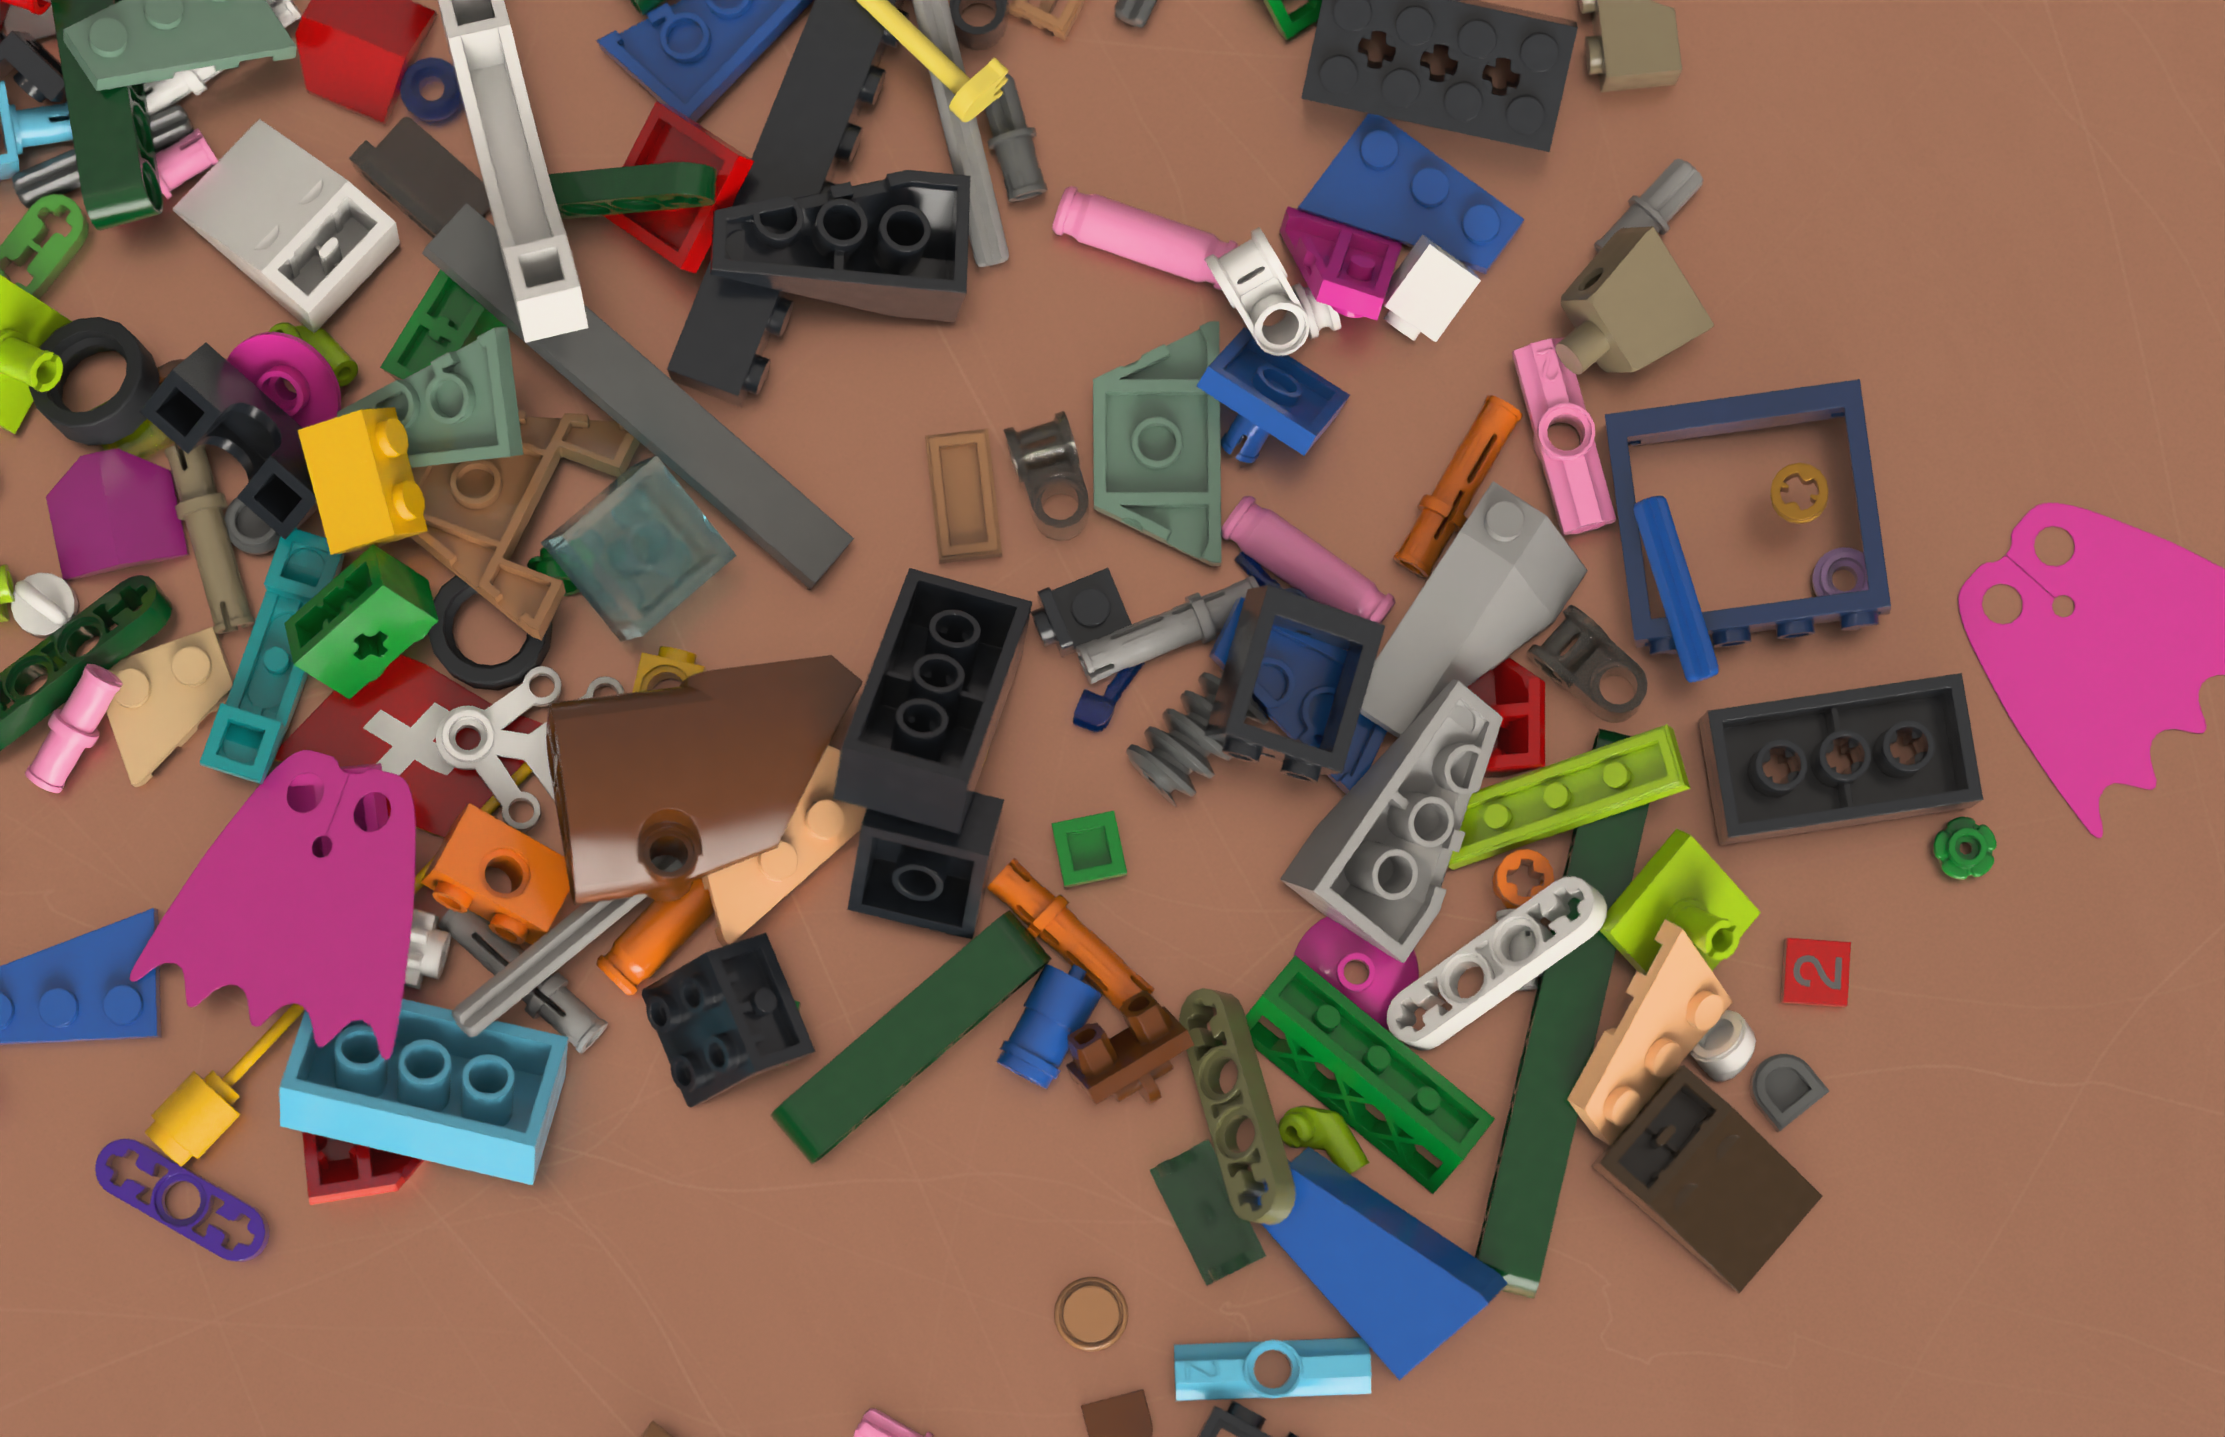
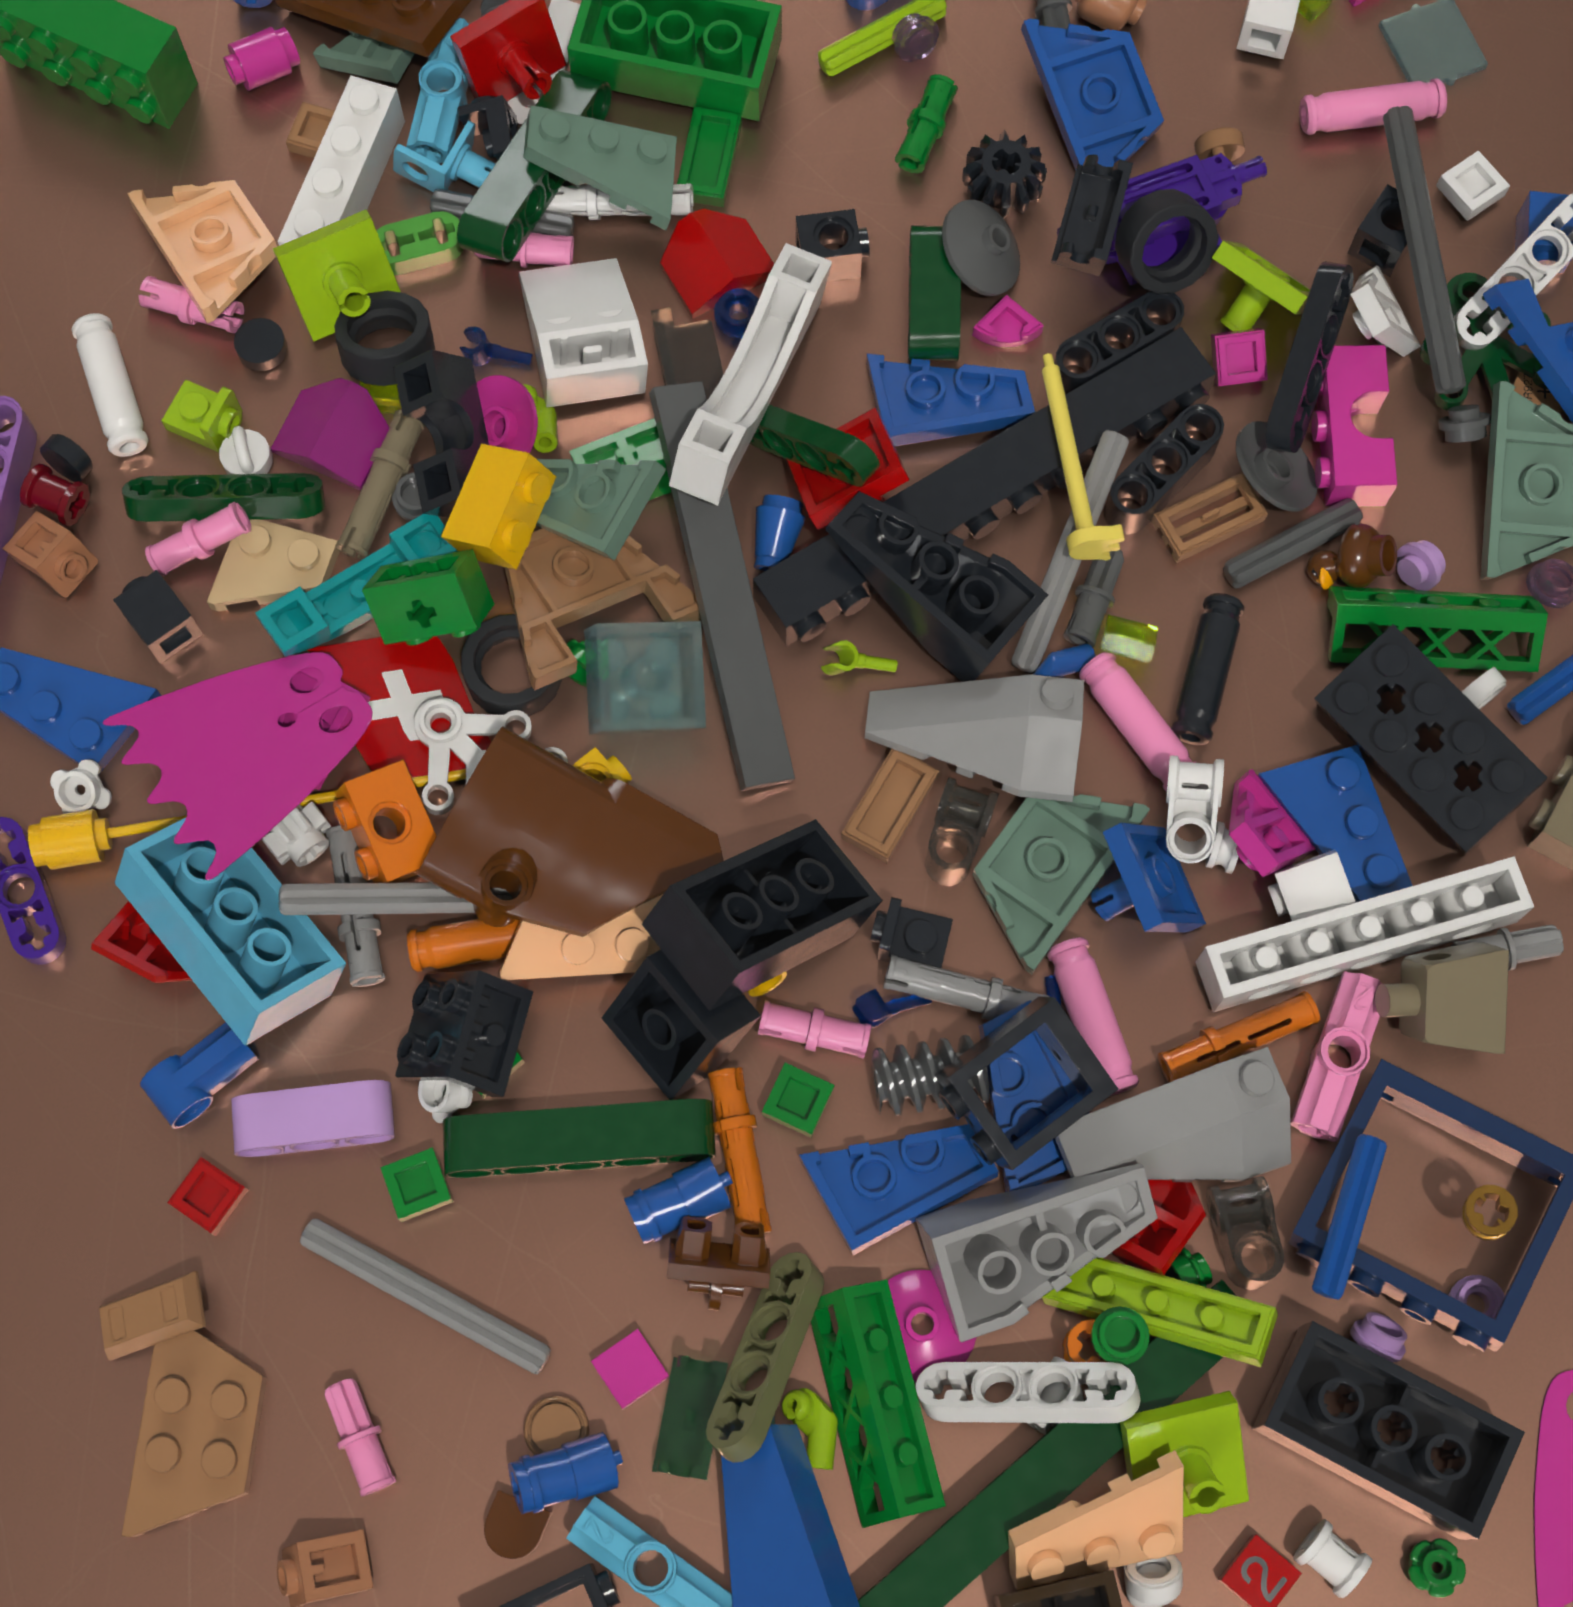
camera: 40 degrees right, 10 degrees down
(94, 834) = (157, 616): none -> black brick
(164, 1078) = (66, 784): none -> white plate
(209, 310) = (486, 351): none -> clear blue hand
(499, 1260) = (185, 1083): none -> blue piece
(601, 1348) = (208, 1196): none -> red tile
(645, 1204) = (312, 1118): none -> lavender beam
(648, 298) = (776, 530): none -> blue cone
(755, 1102) = (443, 1098): none -> white plate
(792, 1191) = (417, 1184): none -> green plate
(819, 376) = (852, 659): none -> lime hand
(877, 1286) = (425, 1296): none -> light grey axle
(1016, 348) = (1001, 728): none -> light grey wedge
(1025, 239) = (1066, 661): none -> blue arm
(1055, 770) = (814, 1029): none -> bright pink pin
(1076, 158) = (1129, 638): none -> clear neon green tile
(1118, 1210) = (630, 1369): none -> dark pink tile
(1132, 1345) = (566, 1473): none -> blue piece
(1174, 134) = (1208, 669): none -> black axle
(1235, 860) = (892, 1183): none -> blue wing
(1506, 302) = (1363, 934): none -> white brick
(1544, 852) = (1120, 1335): none -> green plate
(1565, 741) = (1190, 1268): none -> green plate
(1777, 676) = (1380, 1336): none -> lavender plate
(1869, 909) = (1333, 1559): none -> white bush

